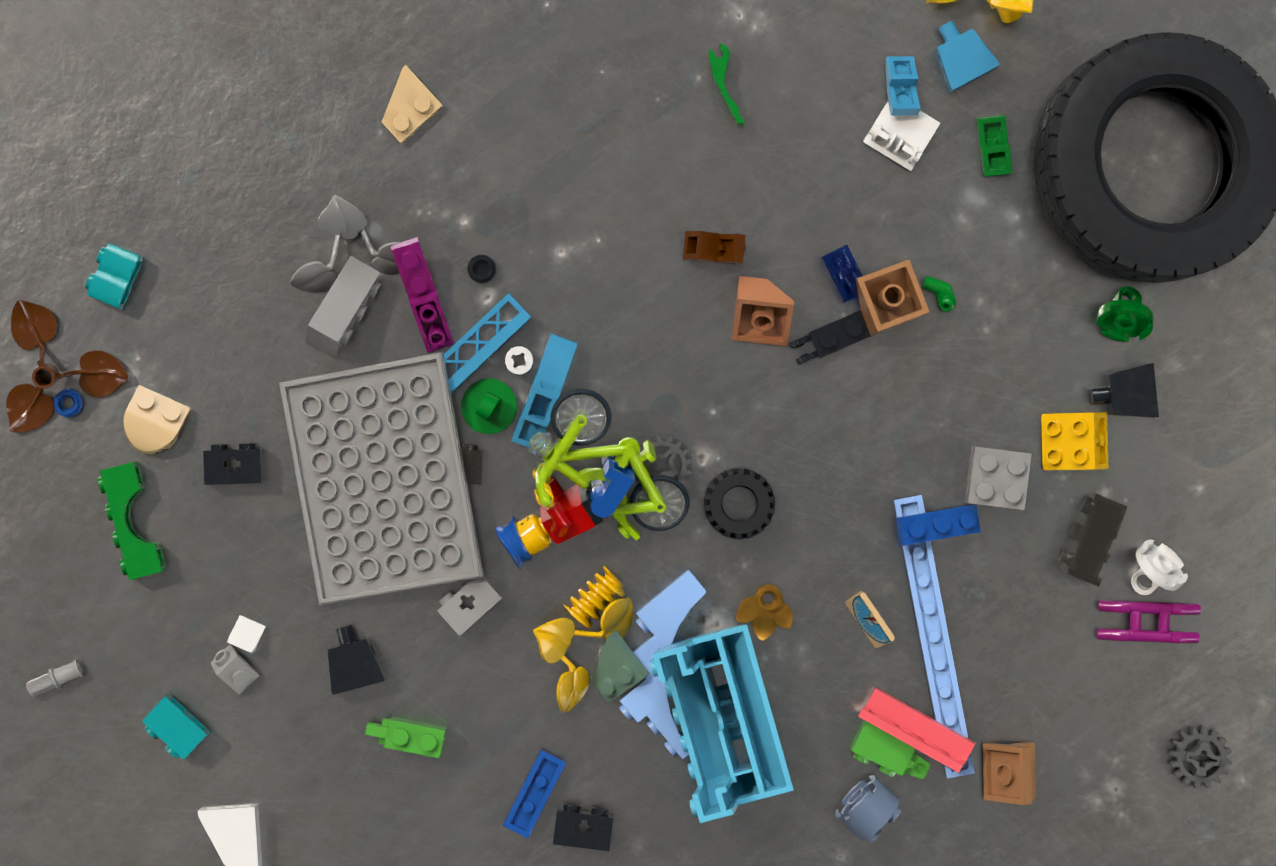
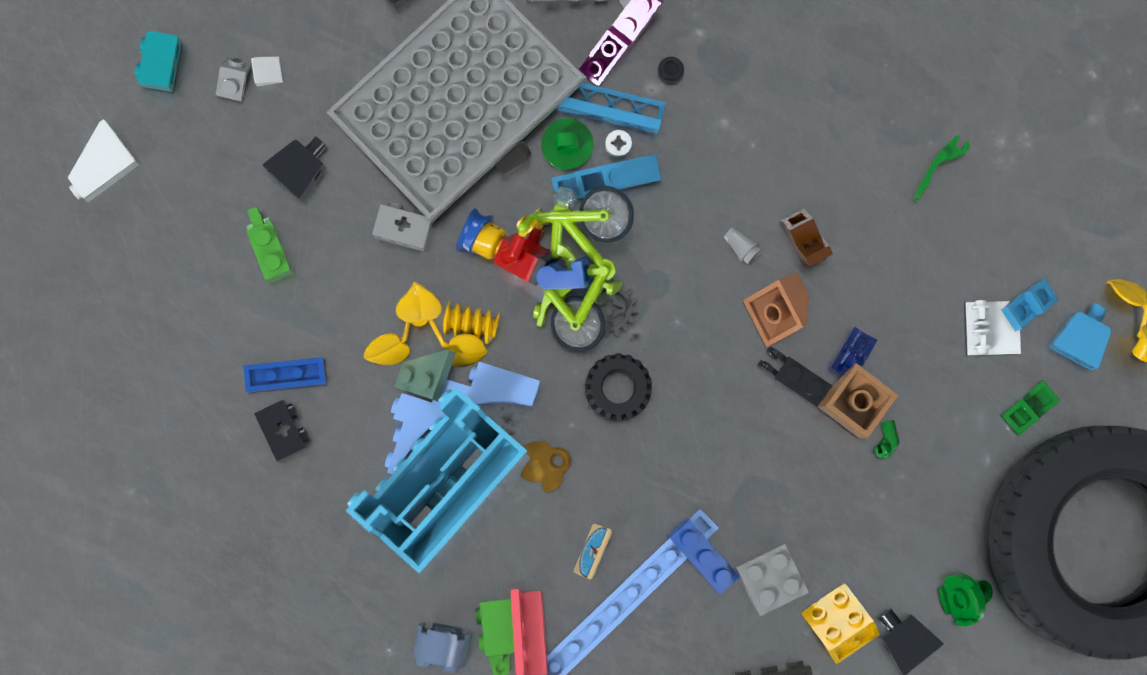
camera: 55 degrees right, 5 degrees down
(684, 307) = (744, 246): none -> light grey cone

